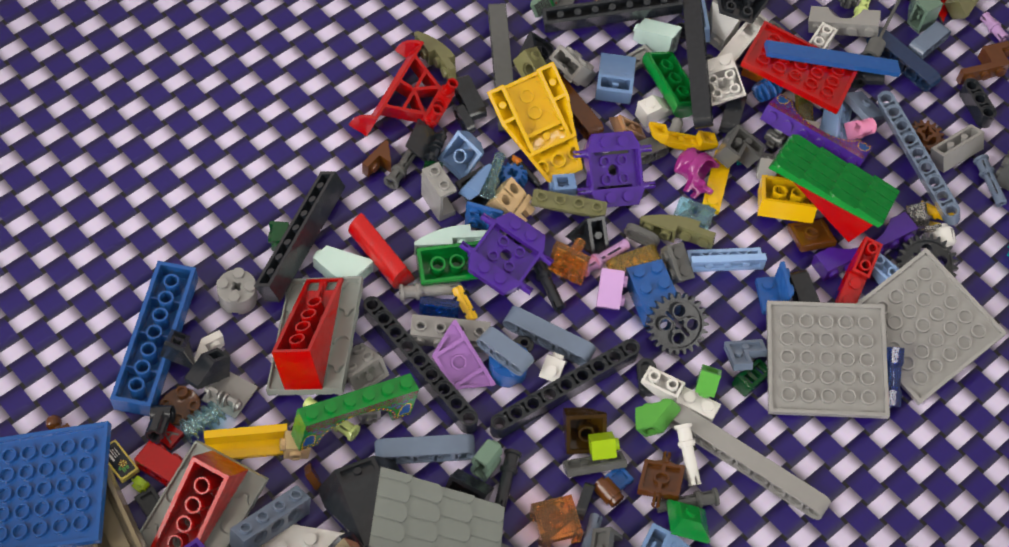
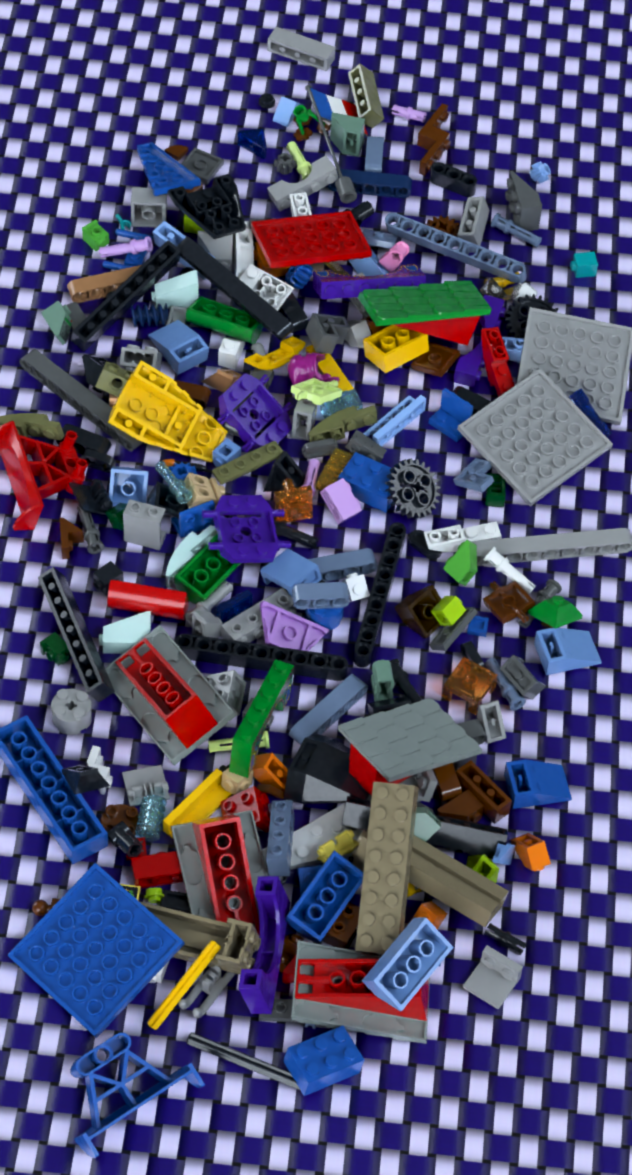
camera: 40 degrees left, 5 degrees down
(209, 368) = (119, 775): black slope -> none
(282, 474) = (248, 800): none -> red bracket
(325, 458) = (270, 771): none -> orange slope
(374, 211) = (104, 575): none -> black brick
(403, 305) = (206, 624): none -> light grey slope
(464, 303) = (236, 586): yellow axle -> none
(475, 184) = (170, 494): medium blue slope -> none
(510, 315) = (289, 570): none -> medium blue panel
(608, 491) = (482, 638): reddish brown brick -> none
(617, 40) = (149, 315): none -> dark blue piece
(654, 200) = (303, 411): none -> light grey torso
(678, 187) = (316, 391): none -> yellowish green plate
(707, 381) = (474, 511): bright green slope -> none
(774, 138) = (340, 307): dark grey gear -> none
(832, 58) = (327, 216): blue tile -> none

